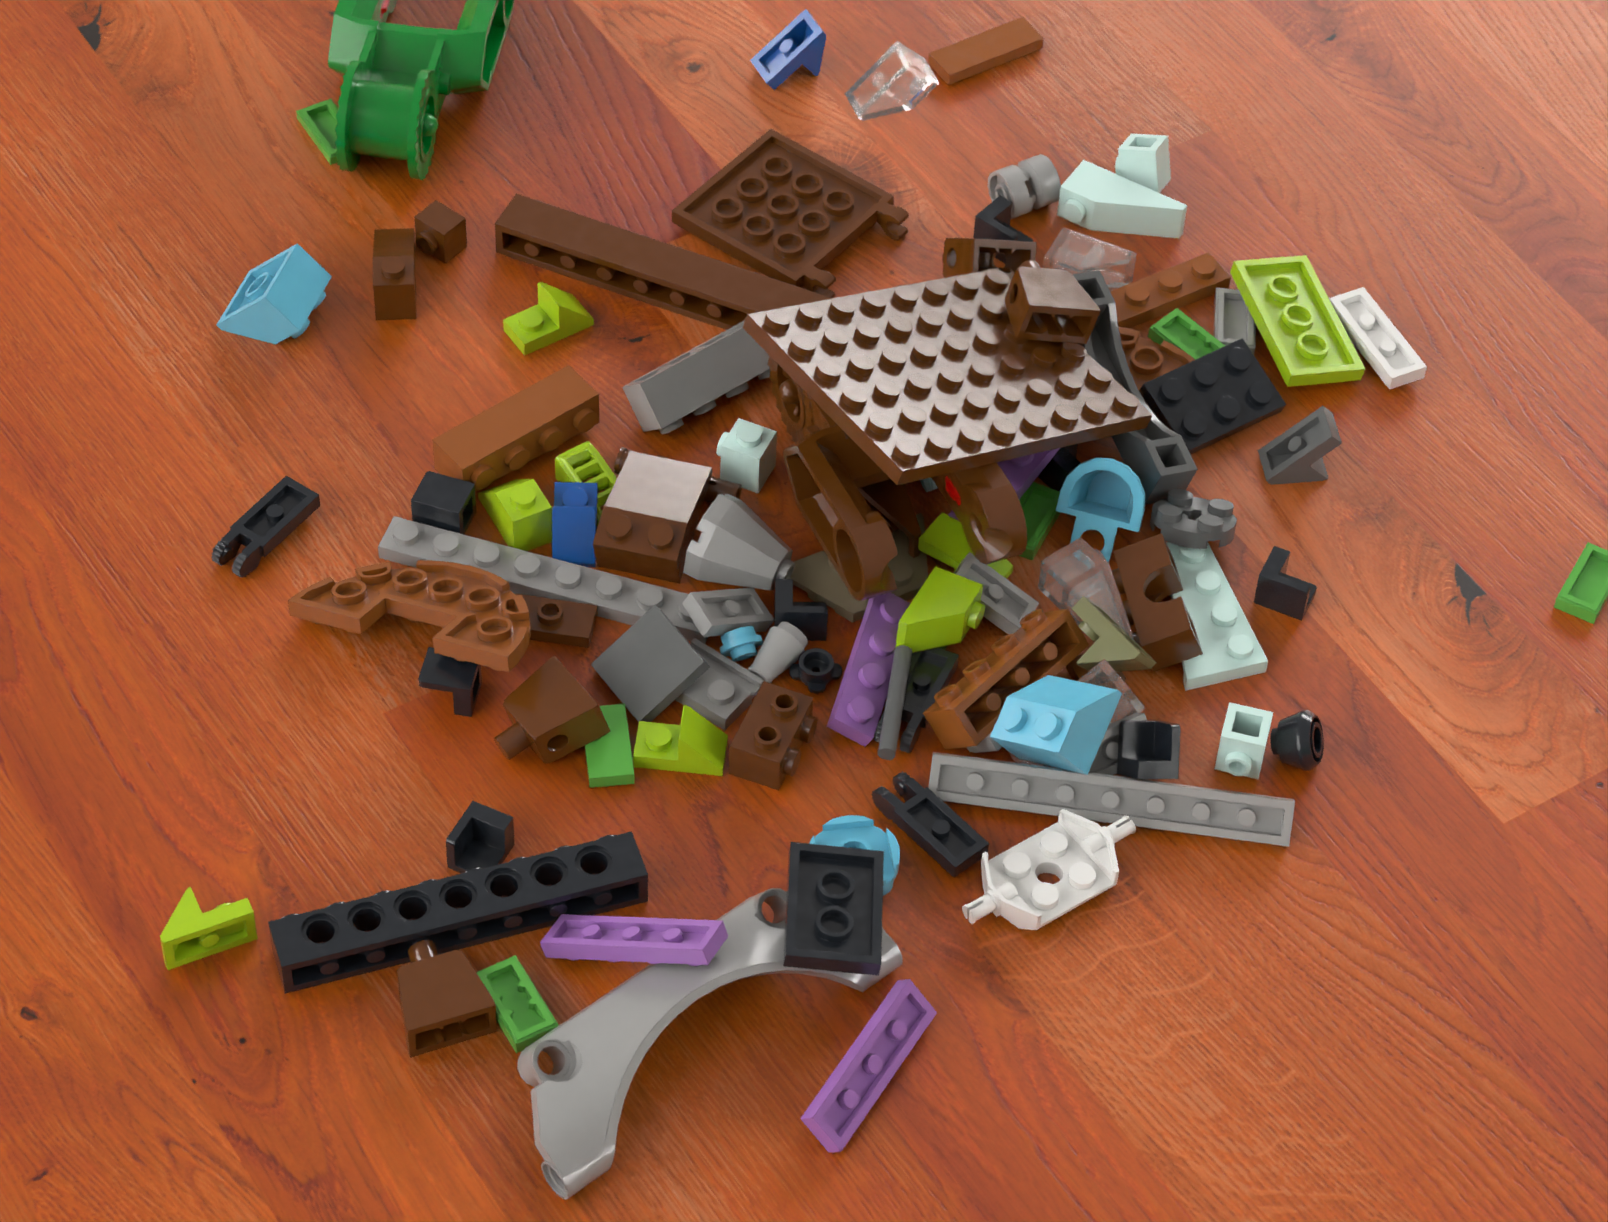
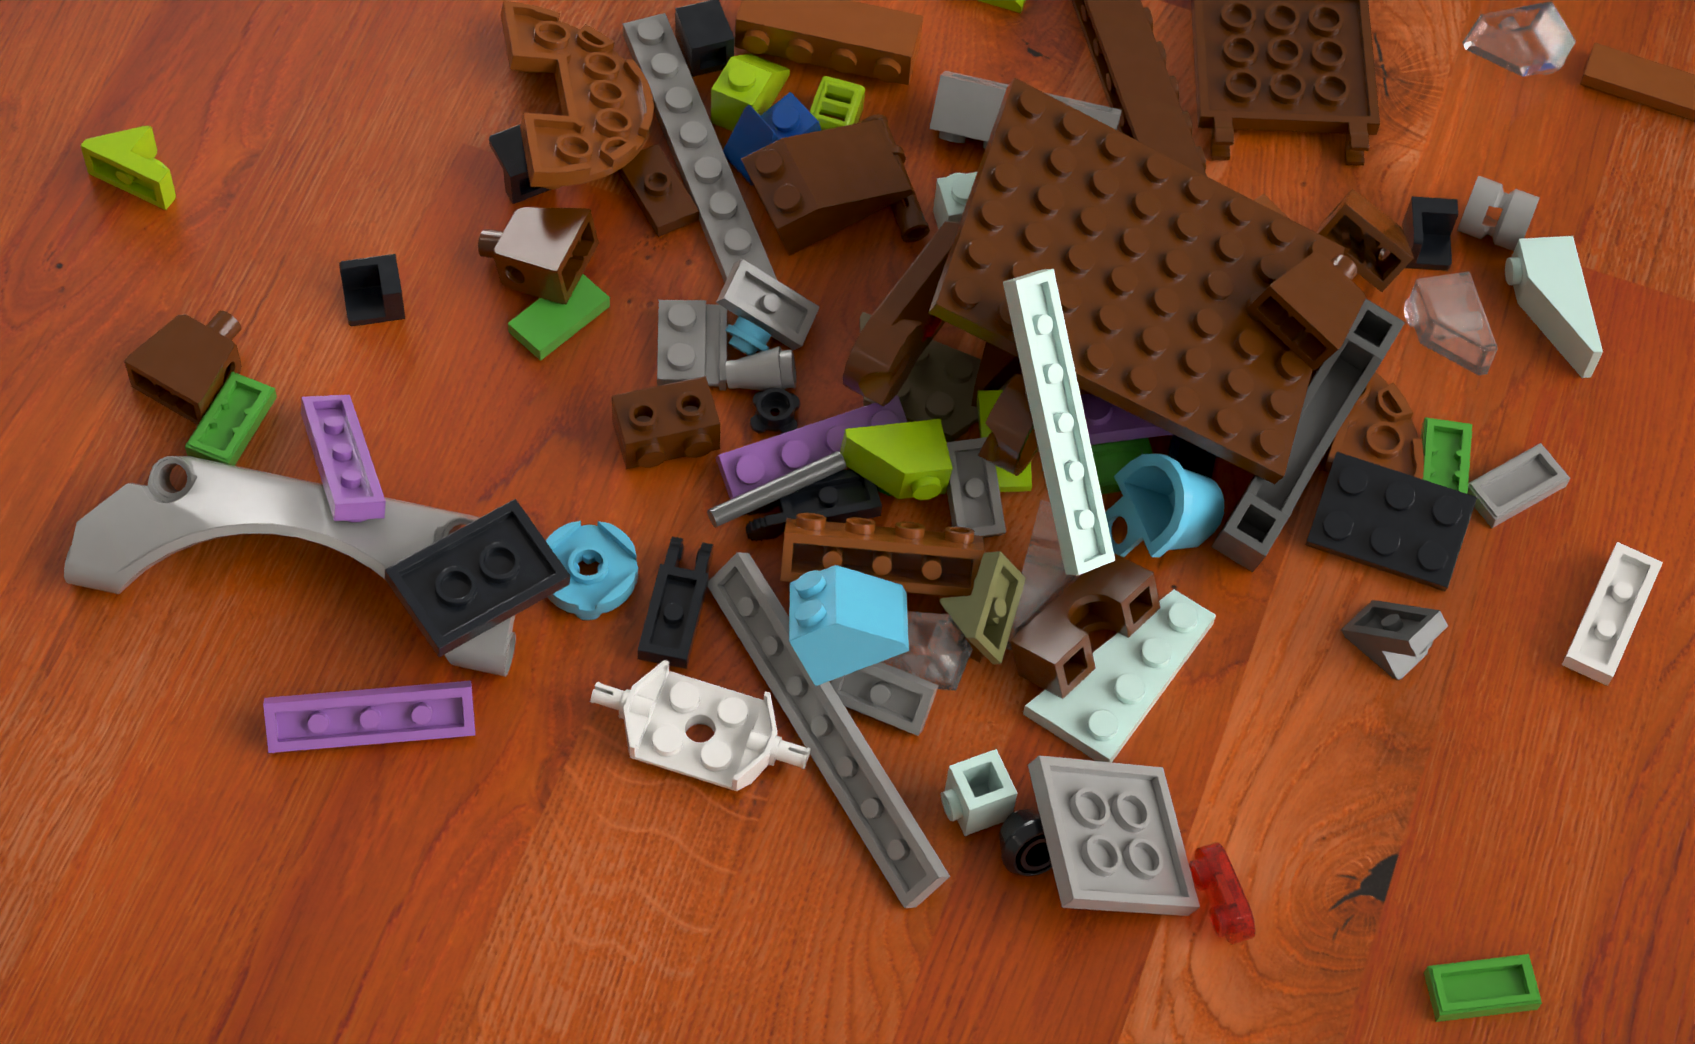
camera: 50 degrees right, 10 degrees up
(582, 879) = (154, 248): black brick -> none
(650, 665) = (659, 287): dark grey tile -> none
(687, 747) = (601, 363): lime slope -> none
(737, 548) = (838, 262): light grey cone -> none
(808, 617) = (820, 357): black panel -> none
(1022, 473) = (1059, 421): none -> light aqua plate
(1145, 160) = (1625, 288): light aqua brick -> none
(1148, 749) = (897, 720): black panel -> none
(1169, 290) = (1481, 400): dark orange plate -> none
(1193, 520) = (1225, 617): dark grey plate -> none
(1282, 591) = (1214, 718): black panel -> none
(1297, 321) = (1561, 533): lime plate -> none
(1339, 689) = (1112, 836): none -> light grey plate
(1422, 664) = (1229, 907): none -> clear red plate

